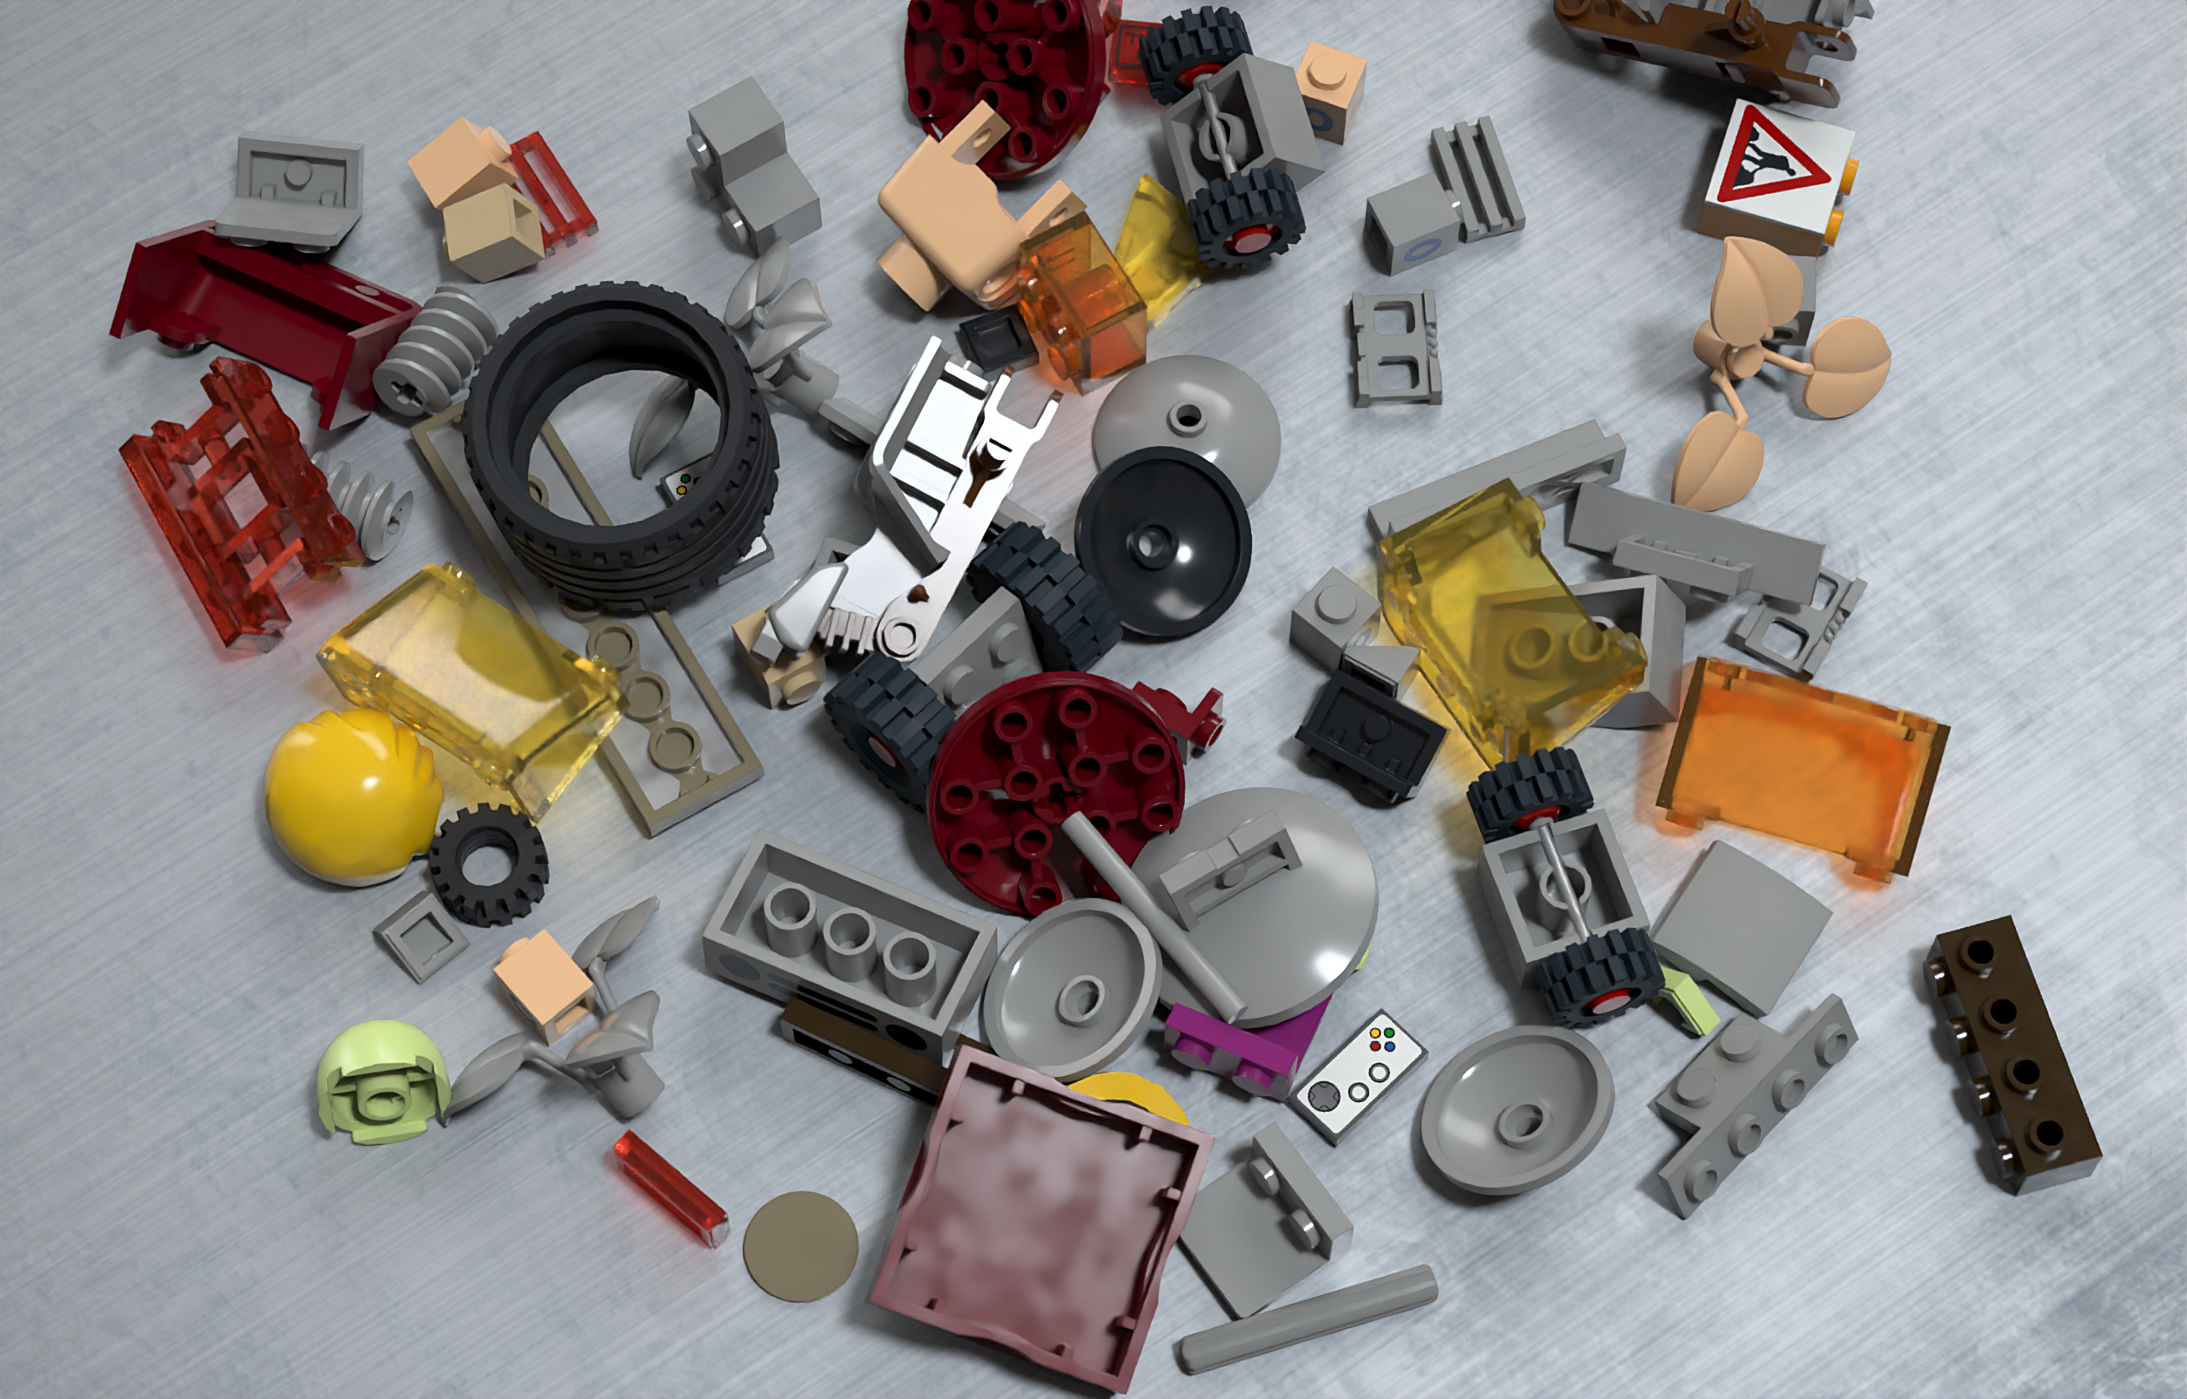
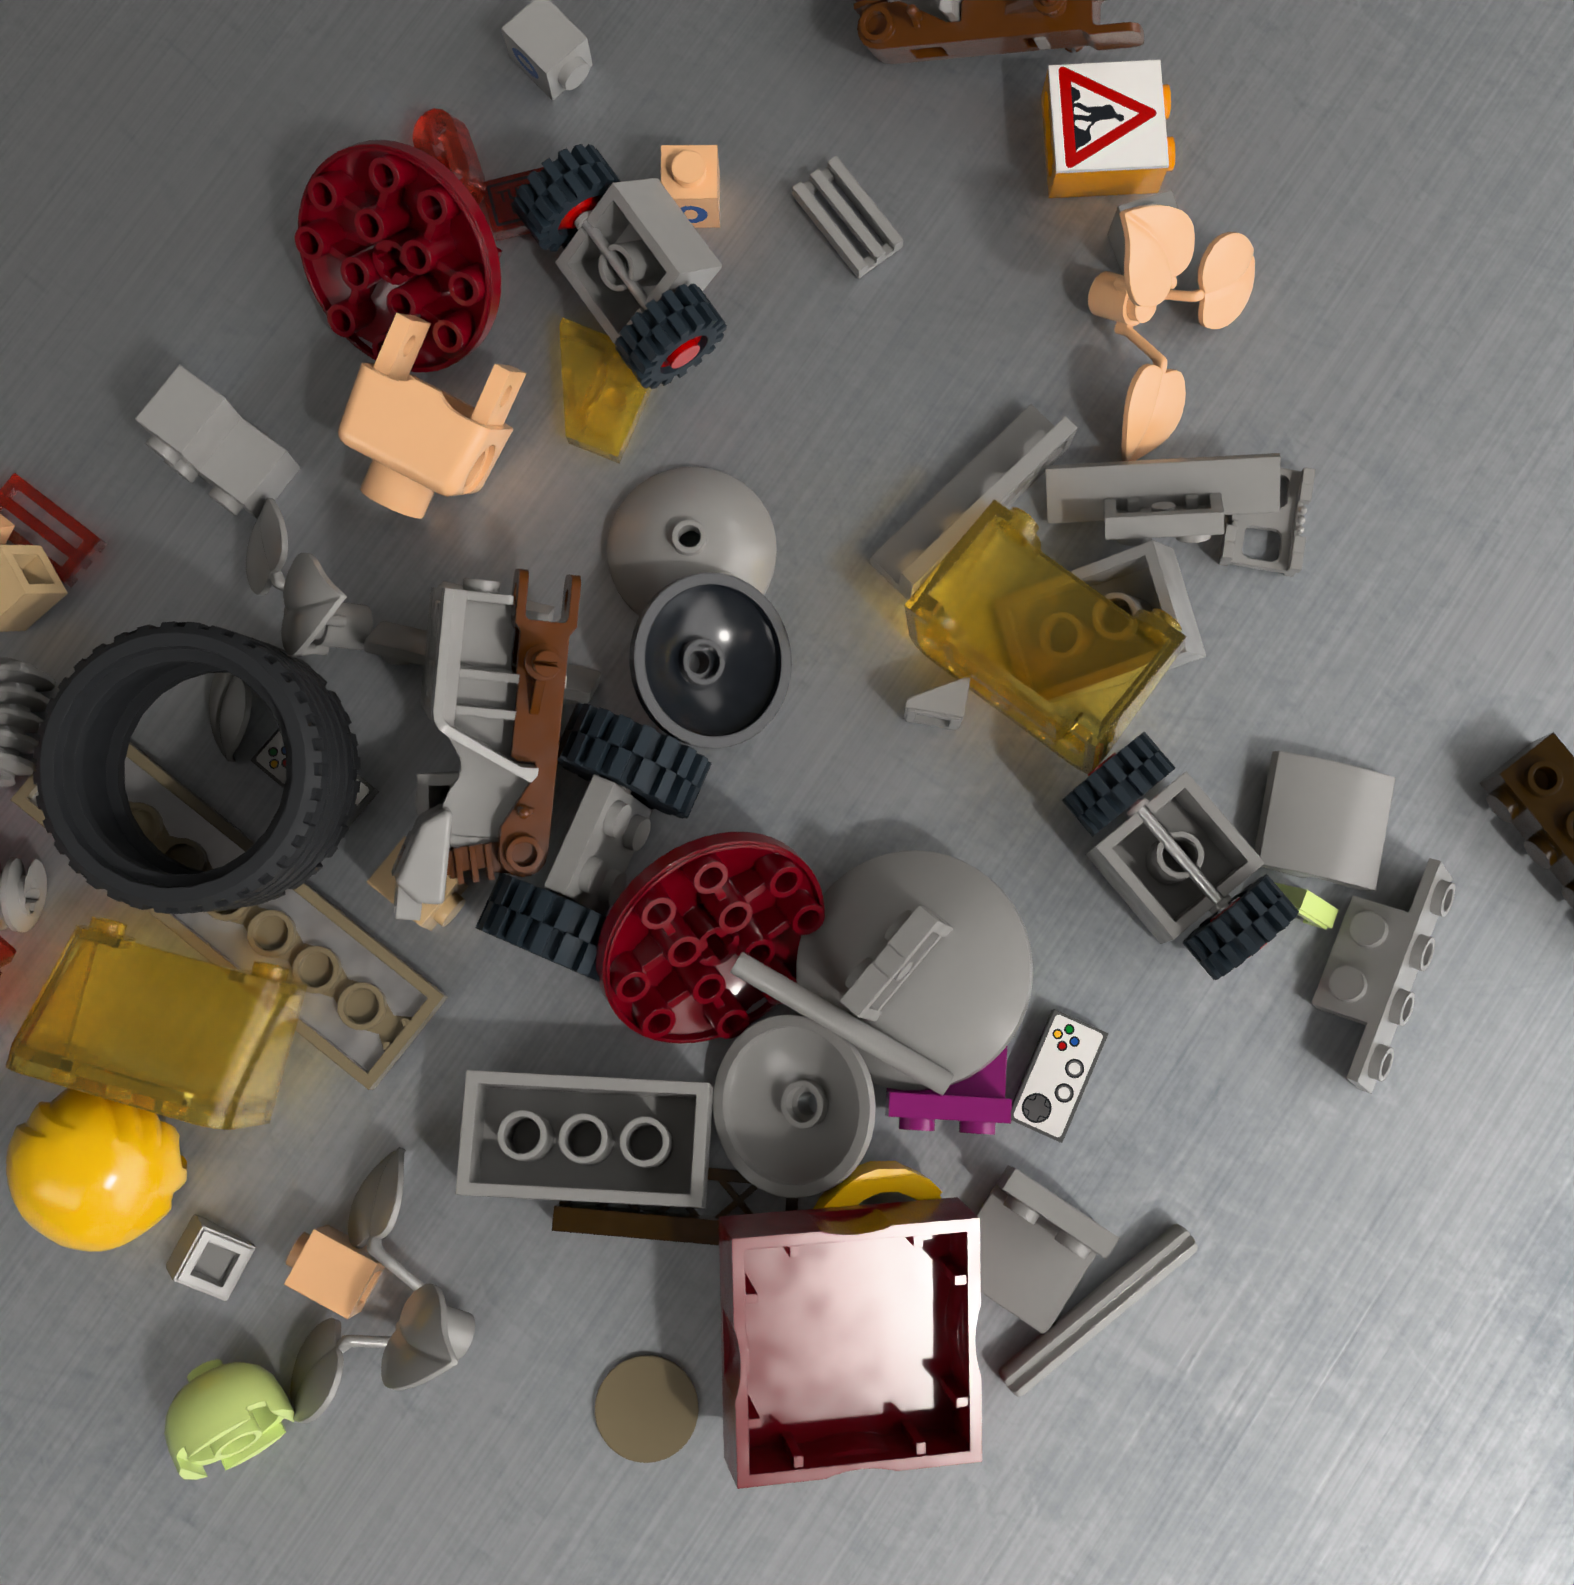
camera: 20 degrees left, 15 degrees up
(481, 830) = (206, 1182): black tyre -> none
(672, 1190) = (517, 1413): clear red tile -> none
(999, 340) = (496, 521): black tile -> none
(1081, 304) = (555, 465): clear orange brick -> none
(1188, 730) = (771, 816): dark red bracket -> none
(1332, 618) = (884, 675): light grey brick -> none
(1373, 736) = (955, 769): black bracket -> none
(1413, 223) = (810, 280): light grey brick -> none
(1415, 346) = (820, 406): light grey piece -> none
(1518, 1109) = (1173, 1061): light grey dish -> none
(1803, 765) = (1330, 652): clear orange windscreen -> none

